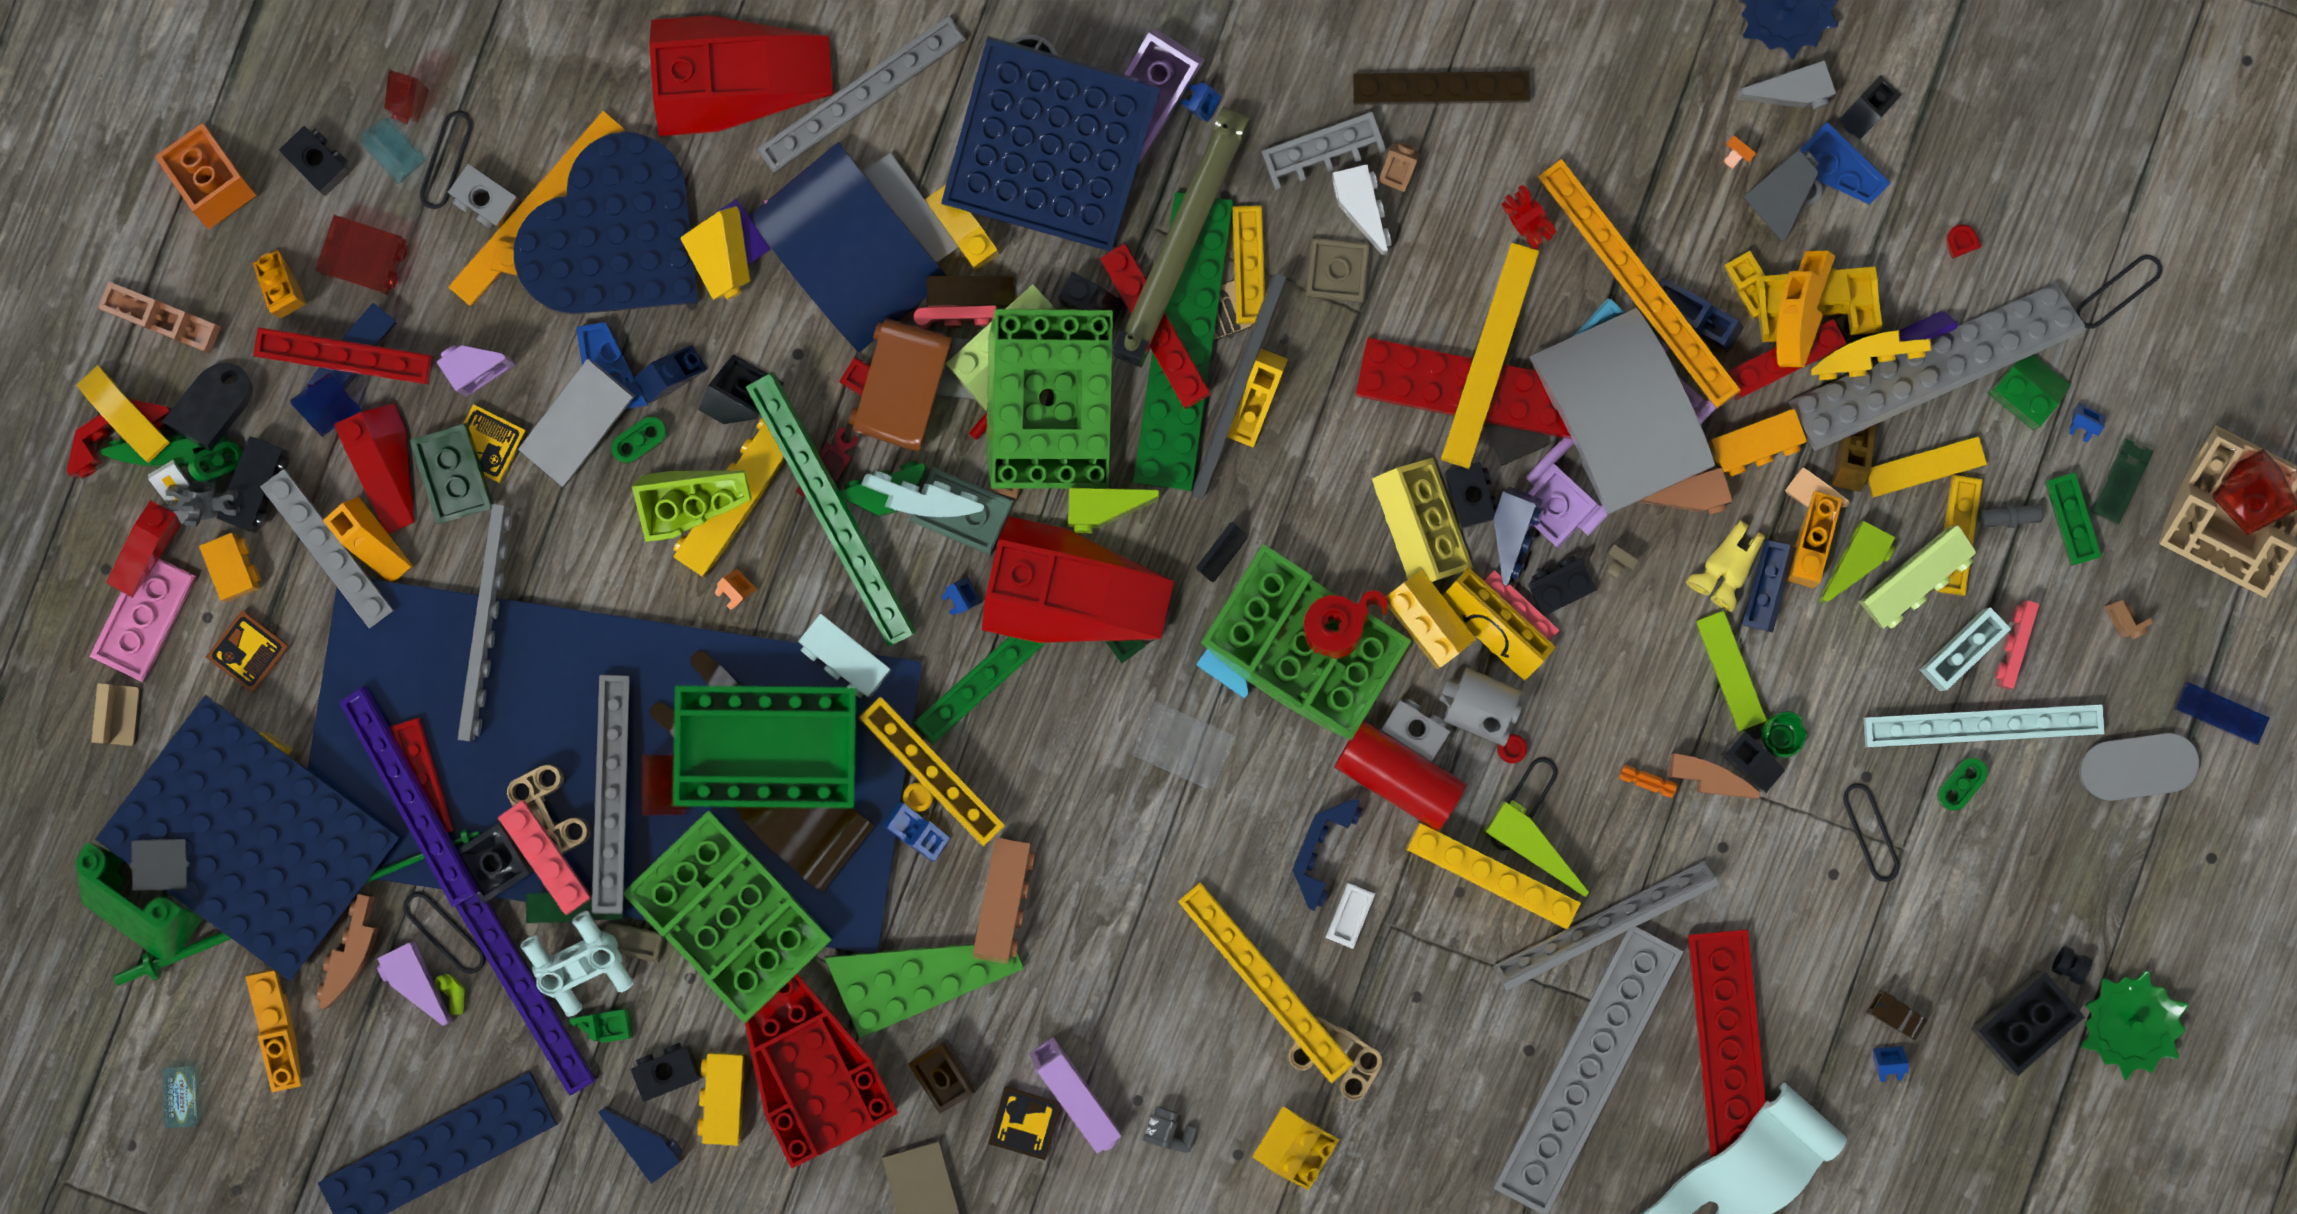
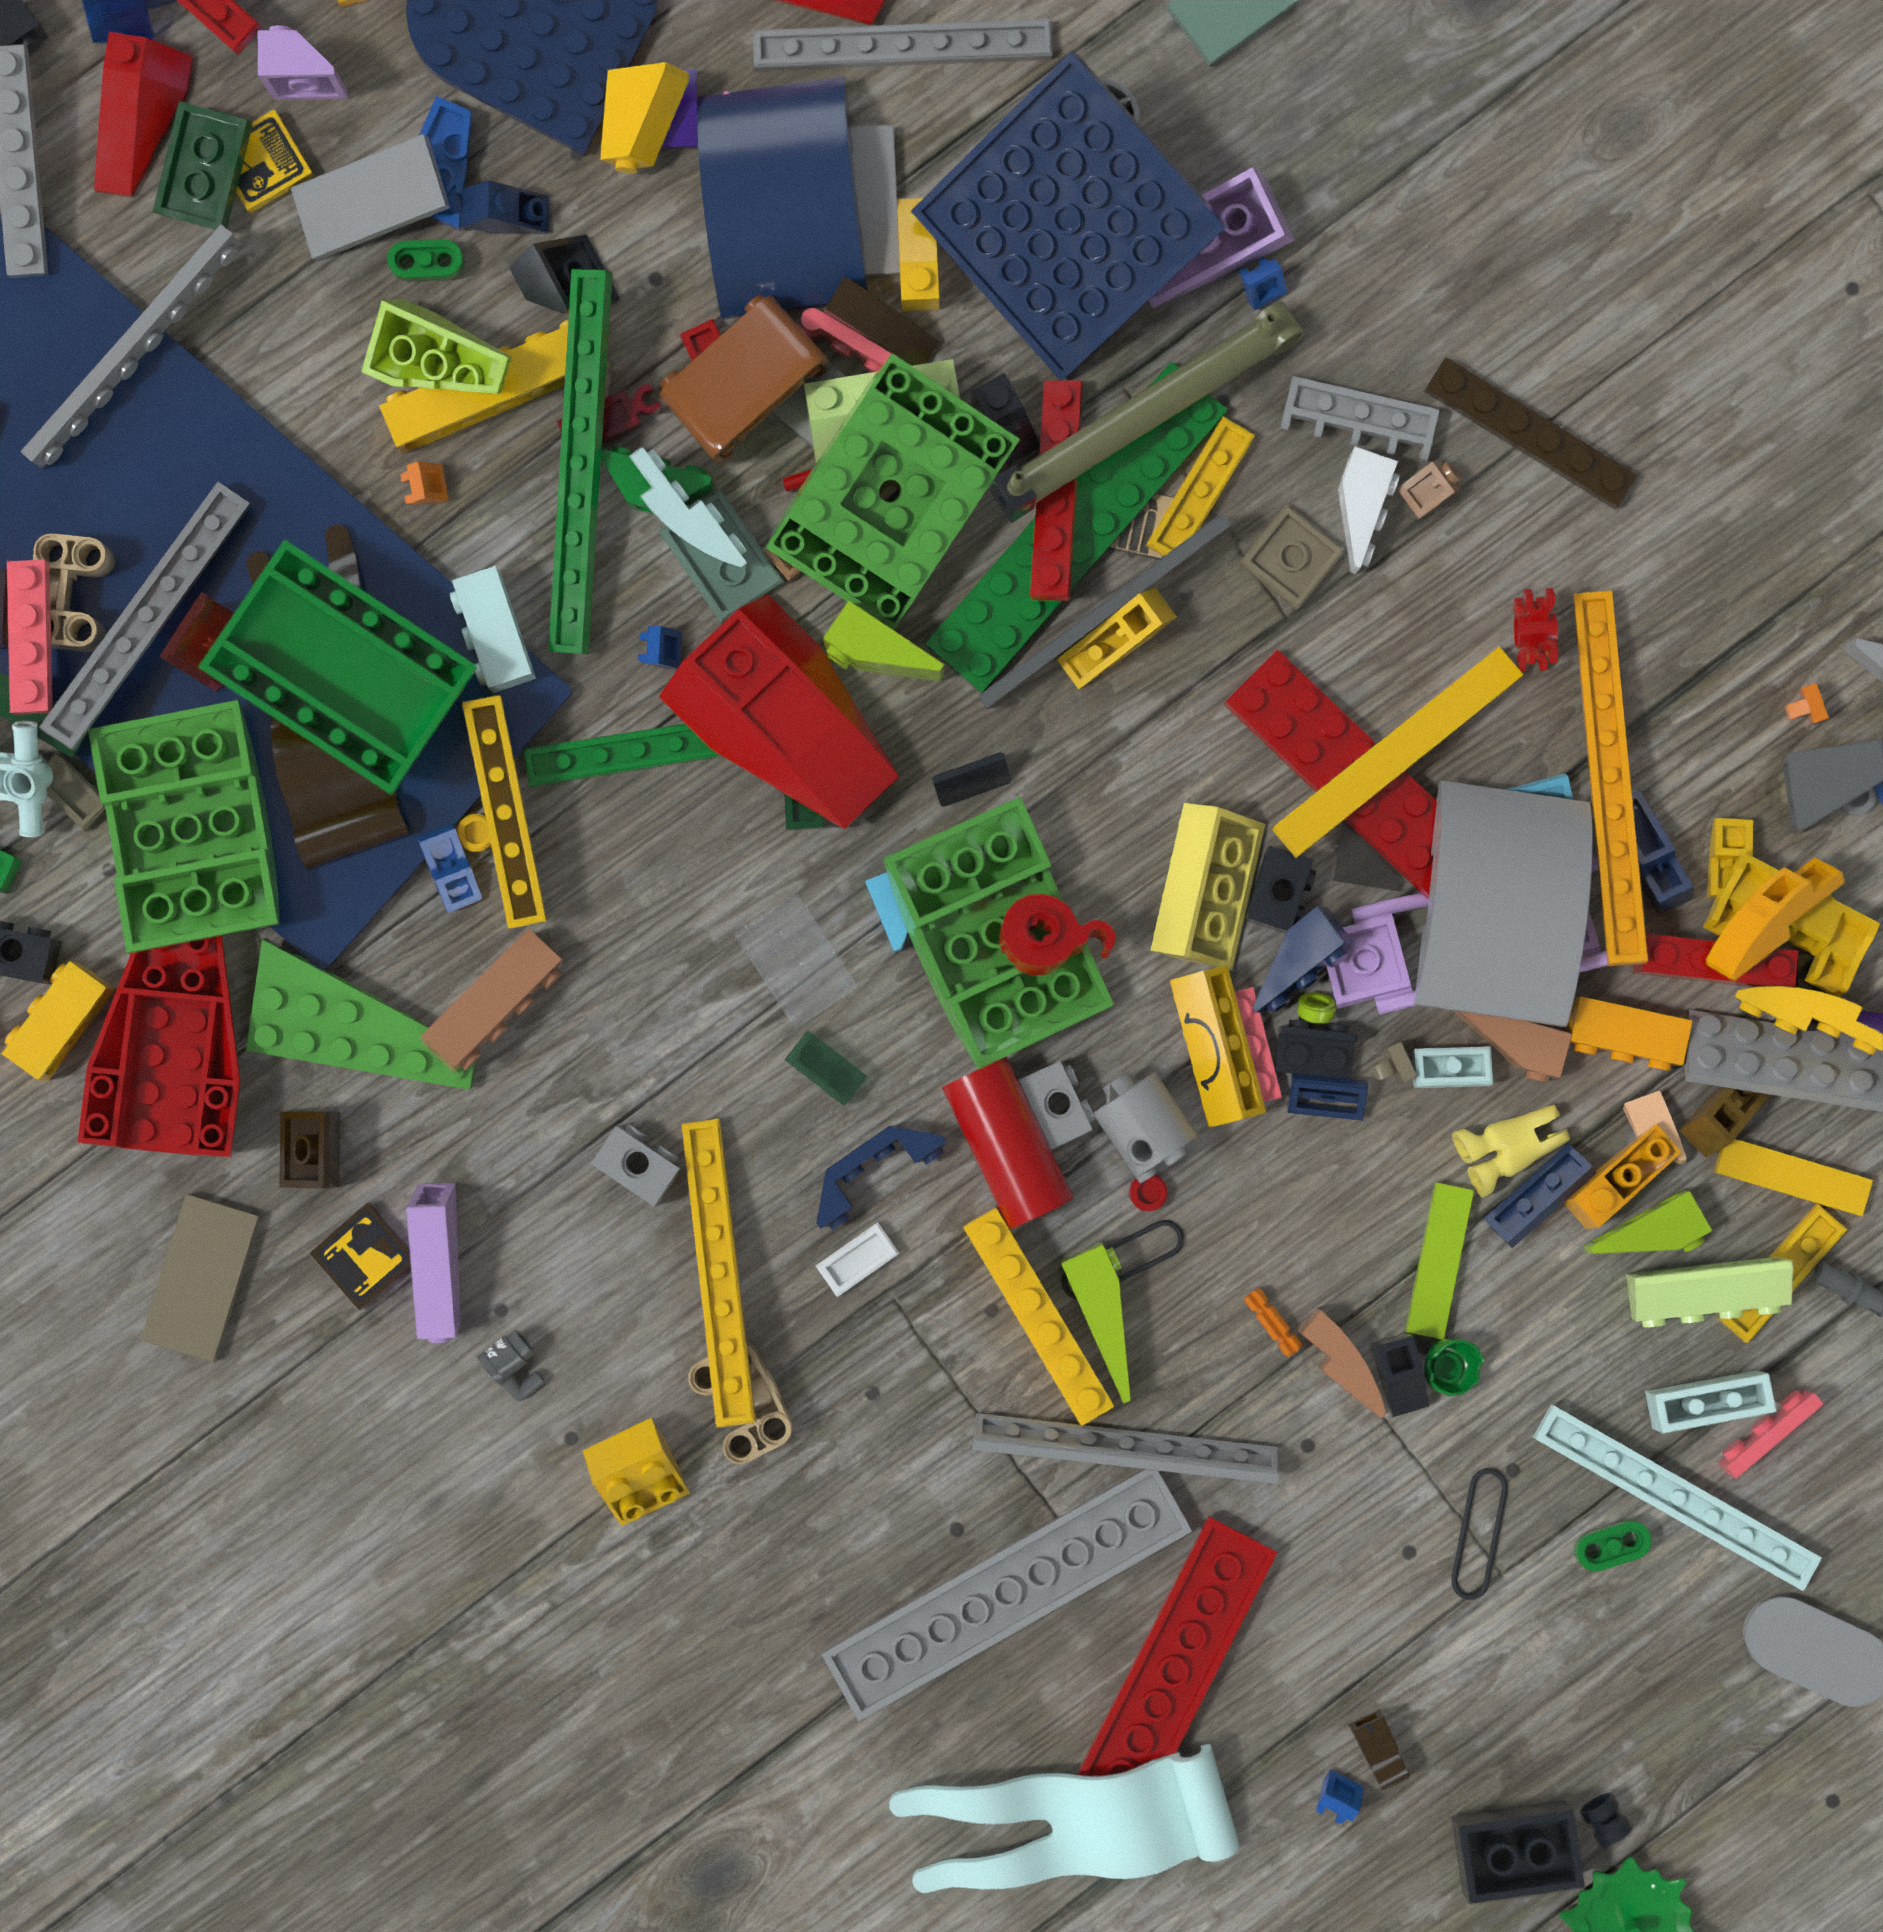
camera: 30 degrees right, 0 degrees up
(367, 539) = (66, 175): light orange slope -> none
(1183, 954) = (614, 1162): none -> light grey brick
(1249, 803) = (826, 1068): none -> clear green plate
(1429, 619) = (1148, 993): yellow slope -> none
(1544, 557) = (1316, 1007): none -> lime tile
(1574, 611) = (1327, 1083): none -> dark blue tile
(1658, 539) = (1452, 1067): none -> light aqua brick

